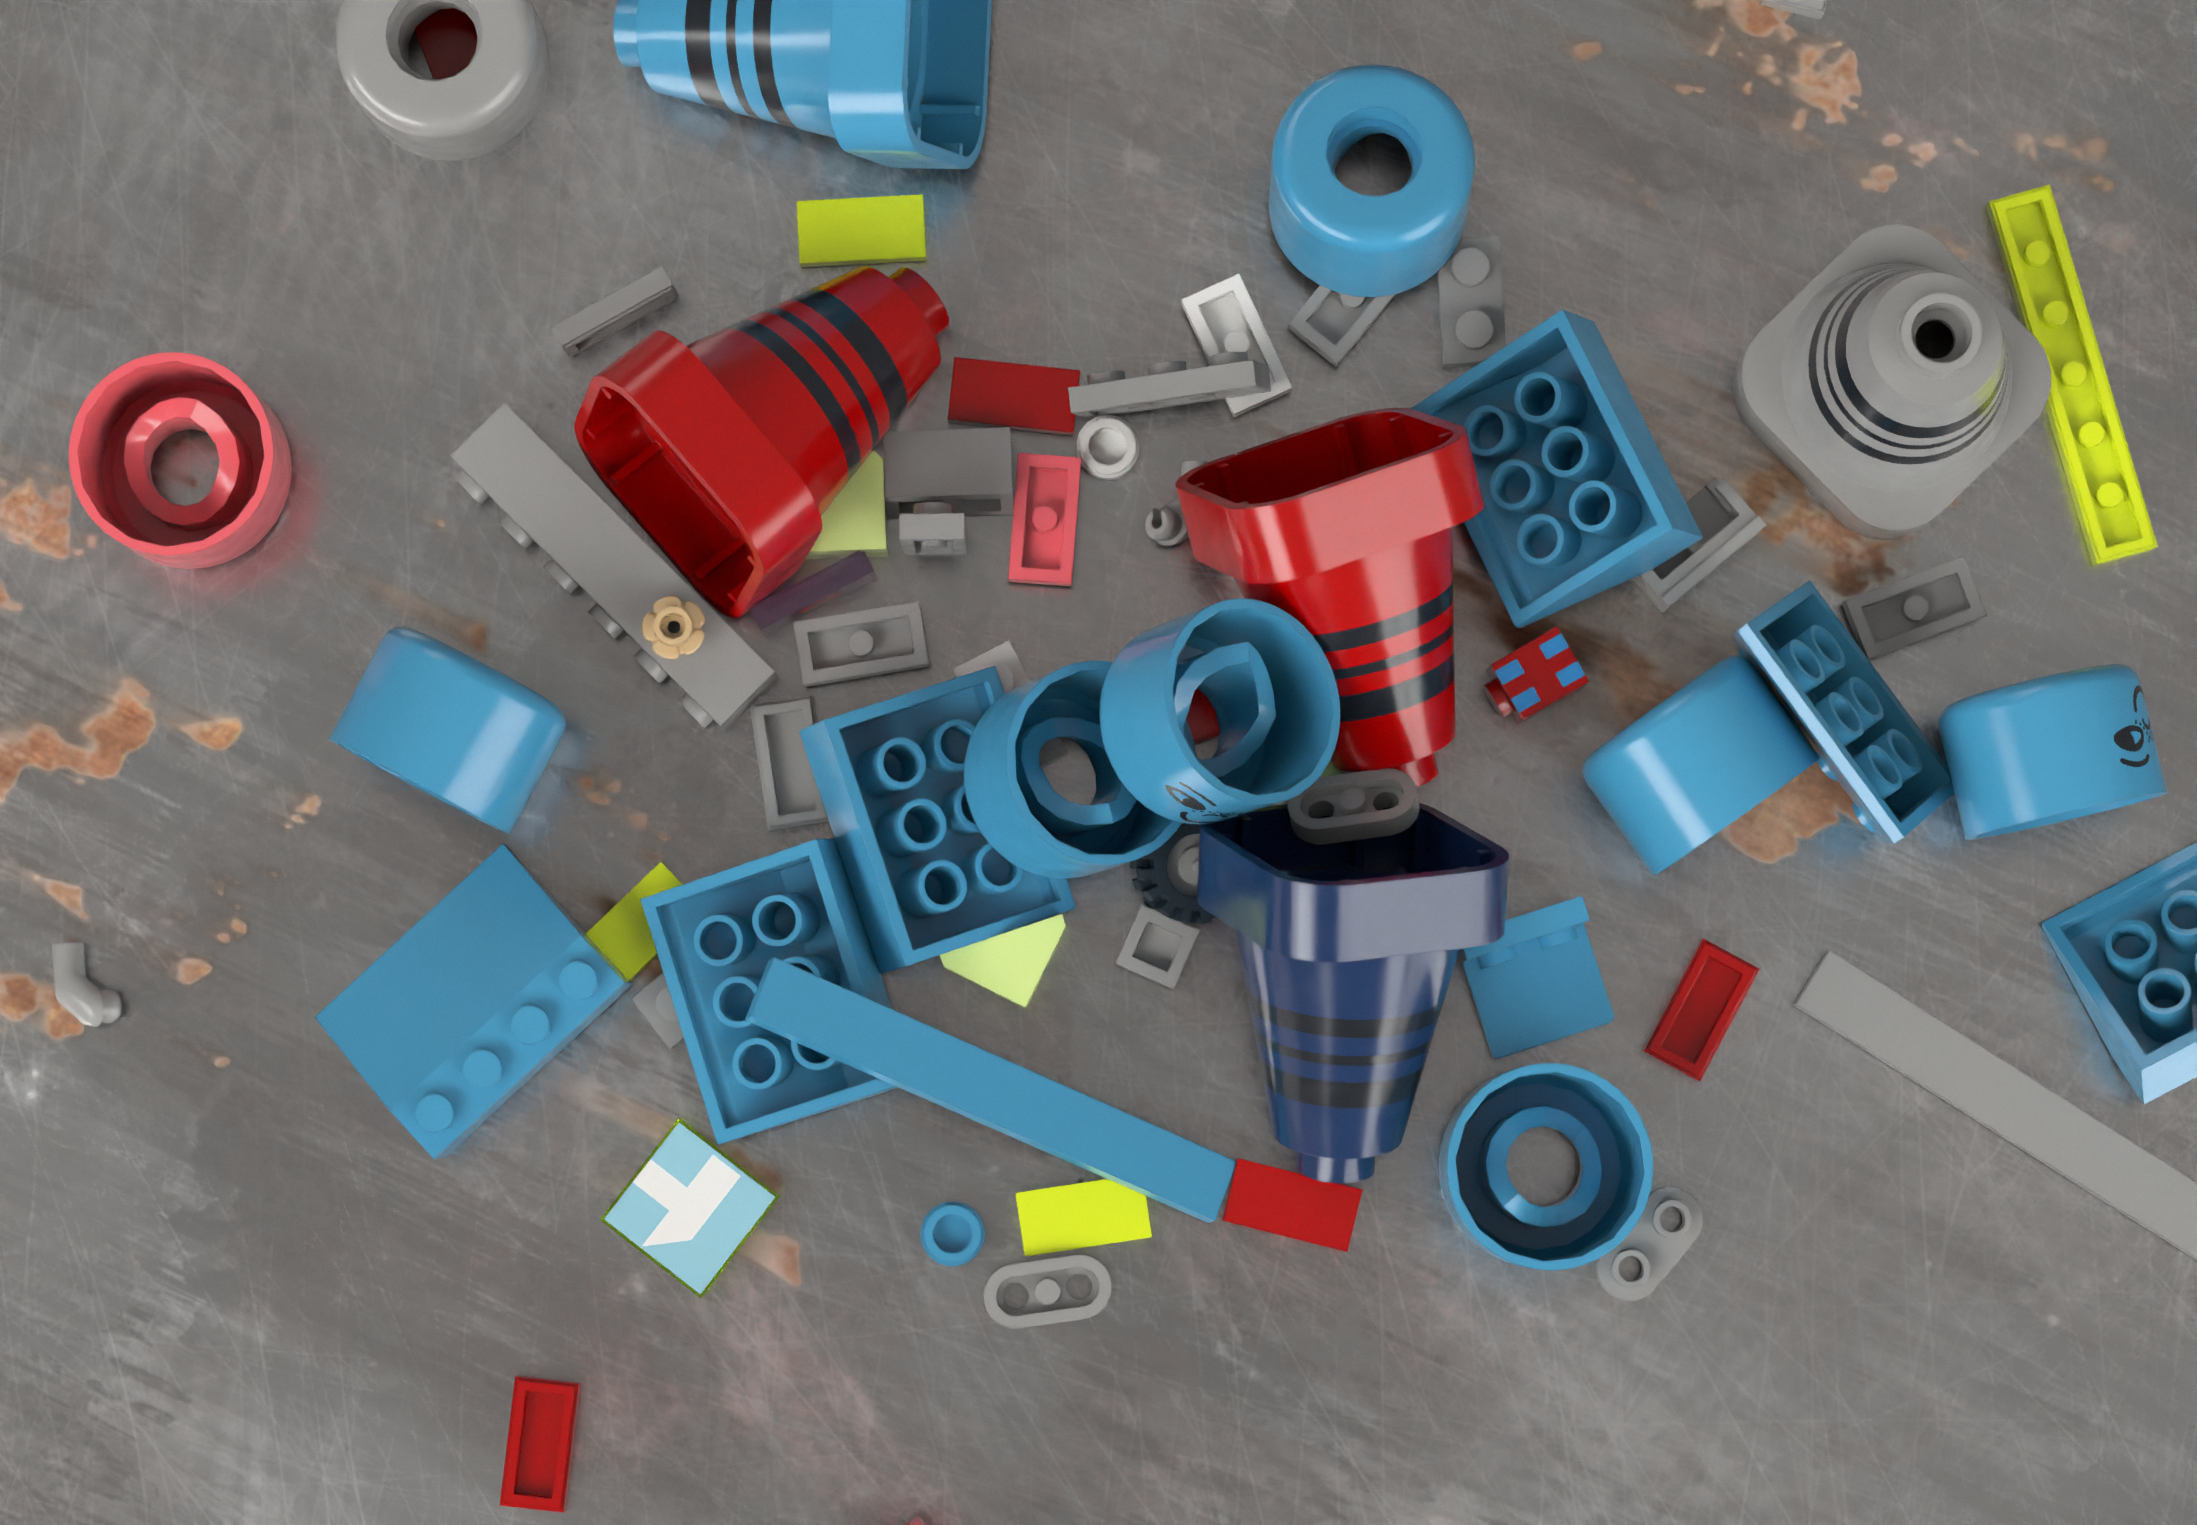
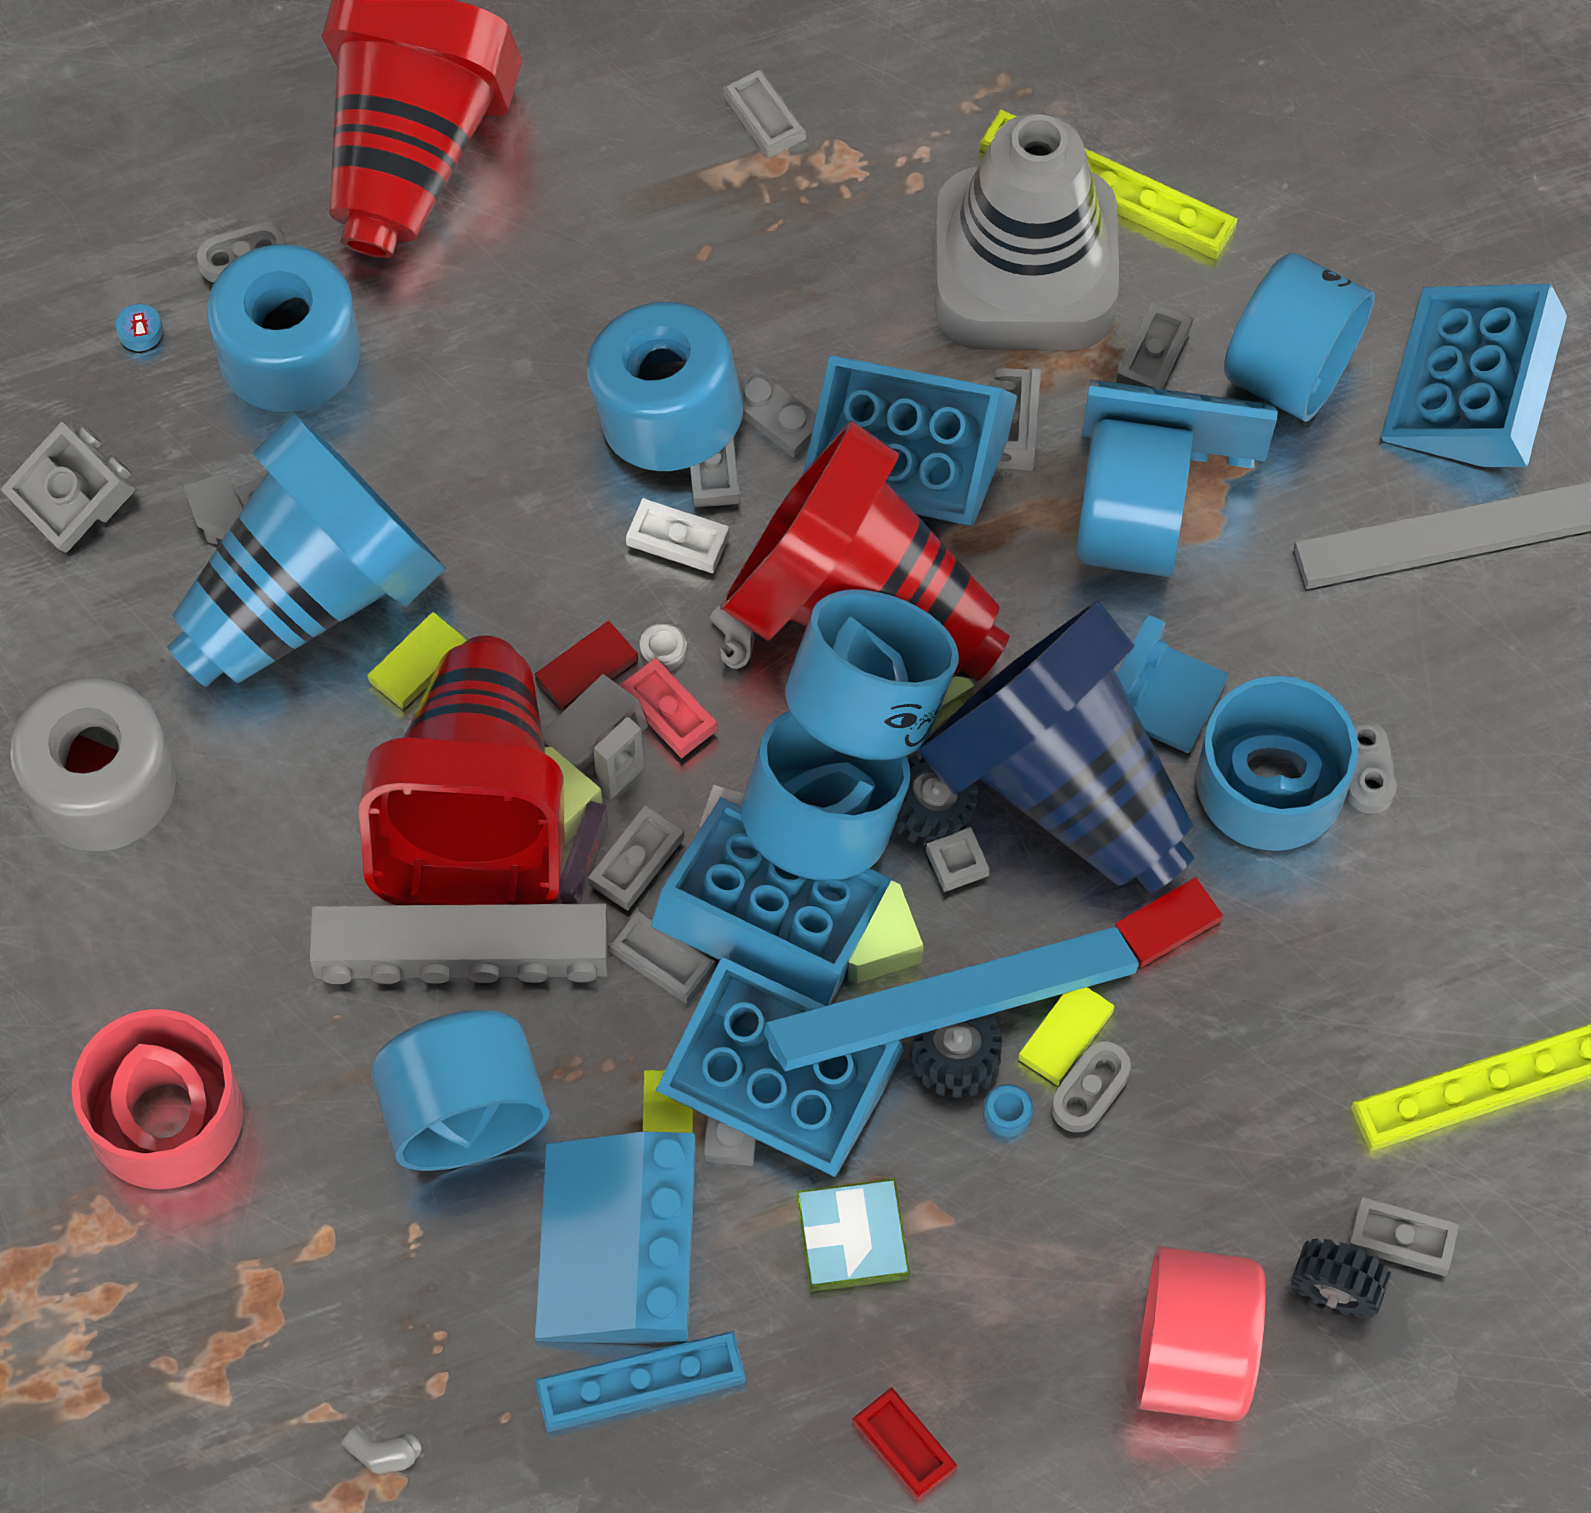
camera: 45 degrees left, 20 degrees down
(367, 1151) = (640, 1381): none -> dark azure tile
(615, 312) = (325, 815): light grey tile -> none
(669, 644) = (528, 939): tan plate -> none
(951, 1148) = (959, 1056): none -> black wheel
(1169, 386) = (666, 577): light grey plate -> none
(1355, 806) = (986, 672): light grey plate -> none
(1534, 677) = (1005, 548): red brick -> none
(1700, 1010) = (1264, 632): red tile -> none

